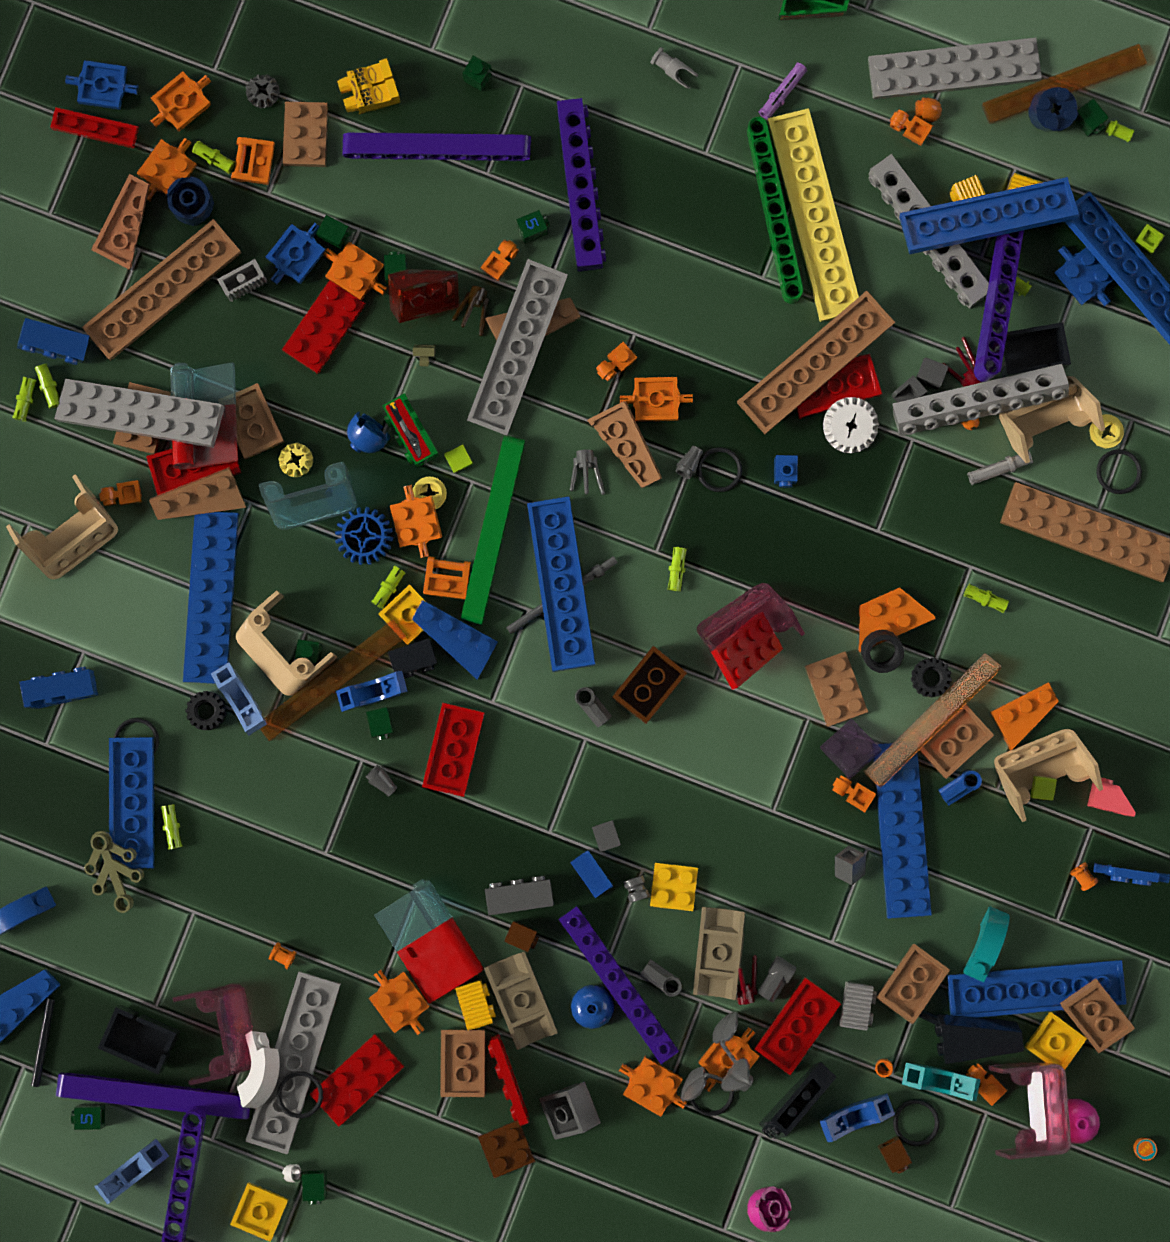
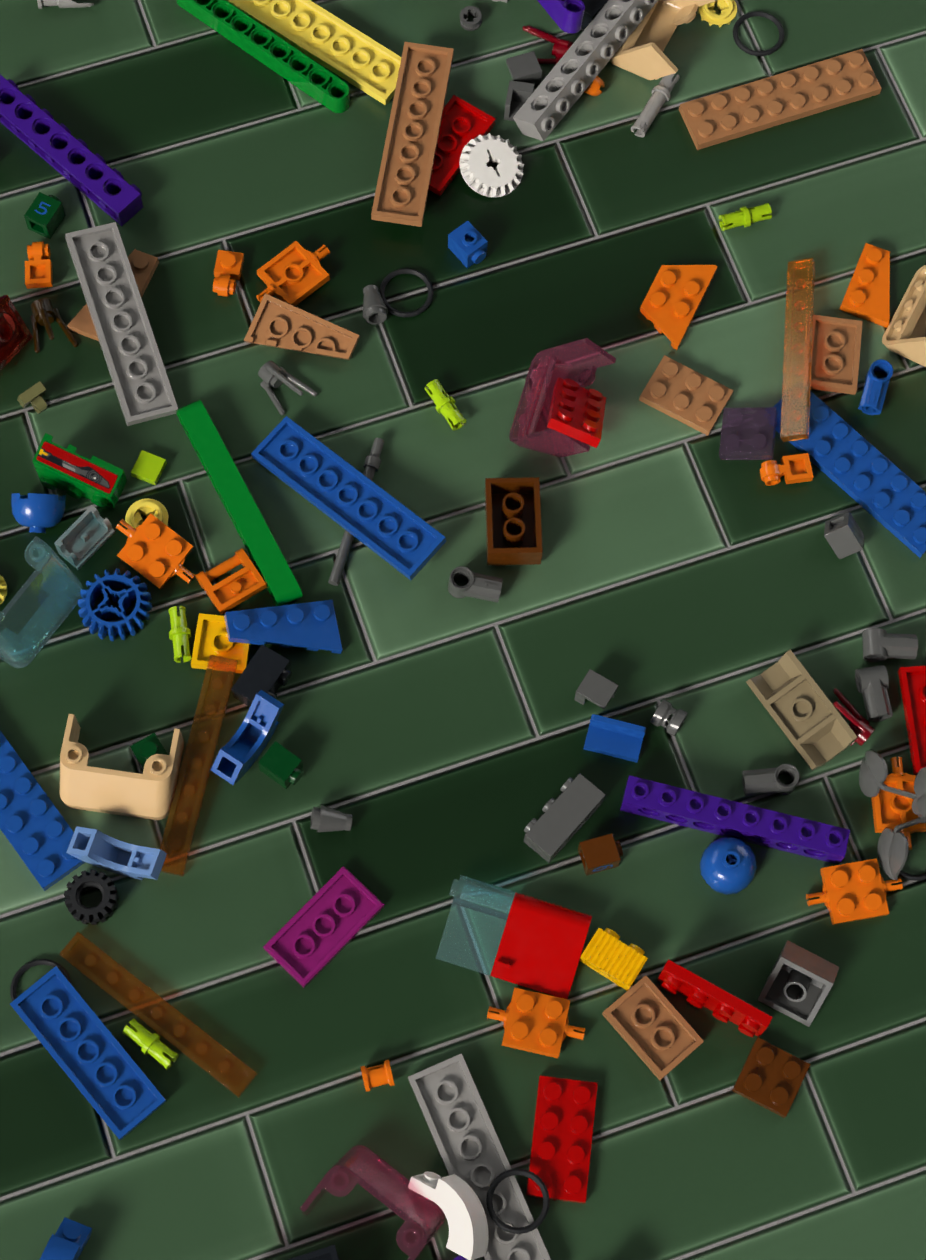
camera: 45 degrees left, 15 degrees down
(113, 868) = (120, 1135): olive plant -> none
(189, 812) = (158, 1014): none -> clear orange tile
(325, 841) = (323, 927): none -> magenta tile
(381, 476) = (84, 537): none -> light grey hinge
(453, 749) = (376, 733): red plate -> none
(520, 1000) = (655, 915): dark tan piece -> none
(674, 886) = (701, 689): yellow plate -> none
(808, 954) = (880, 645): none -> dark grey piece
(886, 666) = (714, 320): black tyre -> none
(932, 295) = (473, 11): none -> dark grey bush
(940, 668) = (765, 305): black tyre -> none

